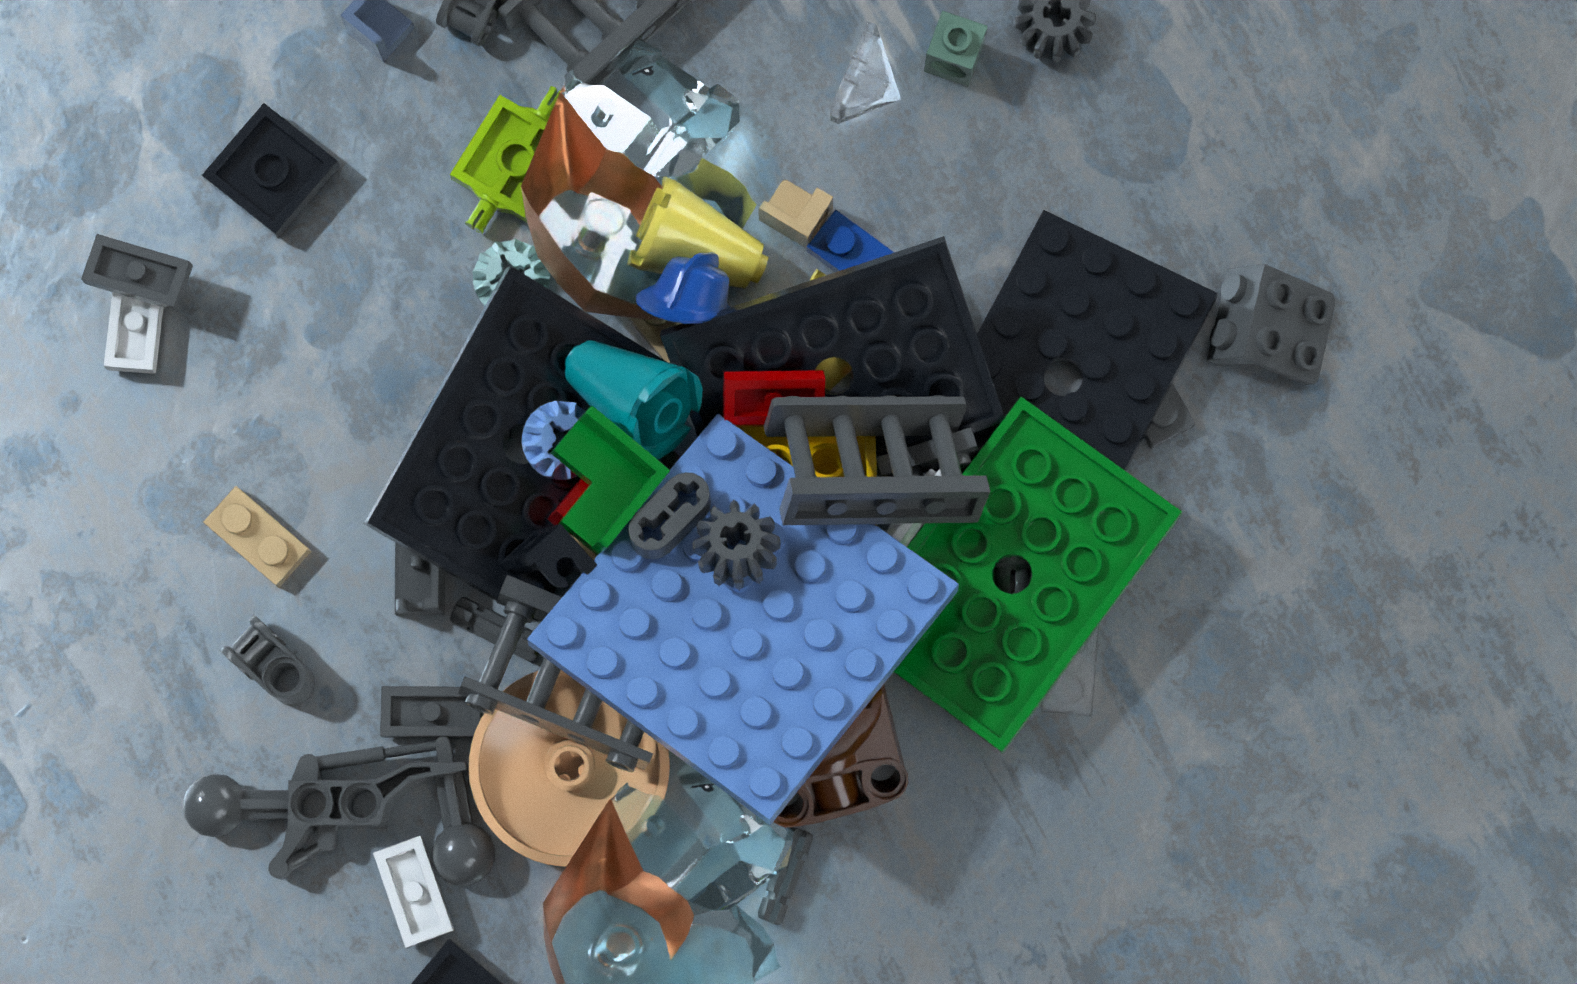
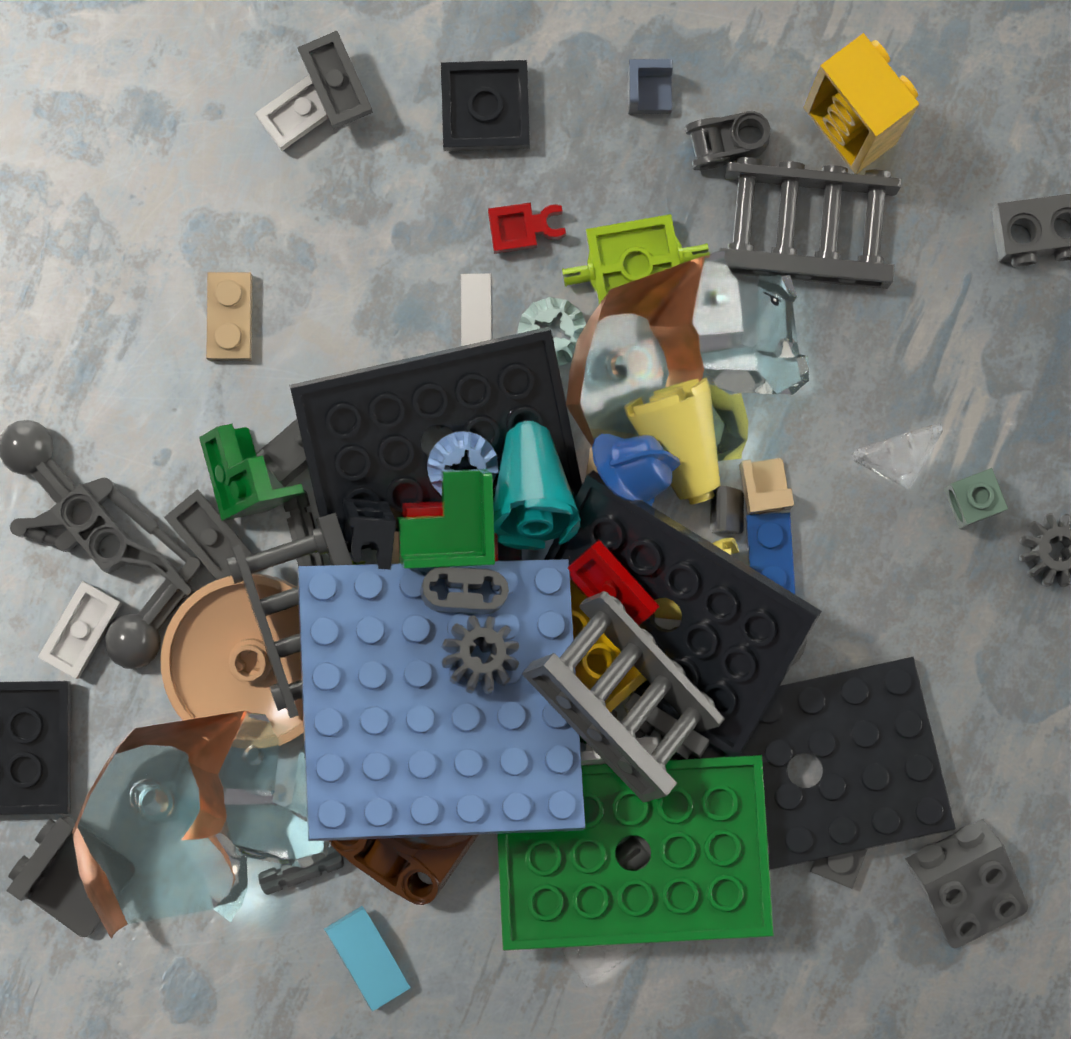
camera: 50 degrees right, 5 degrees up
(264, 657) = (151, 391): dark grey piece -> none
(397, 231) = (516, 228): none -> red plate
(403, 642) = (239, 475): none -> green panel
(433, 324) = (475, 308): none -> white sticker
(788, 260) = (727, 511): none -> dark grey slope
(909, 881) = (367, 958): none -> medium azure slope

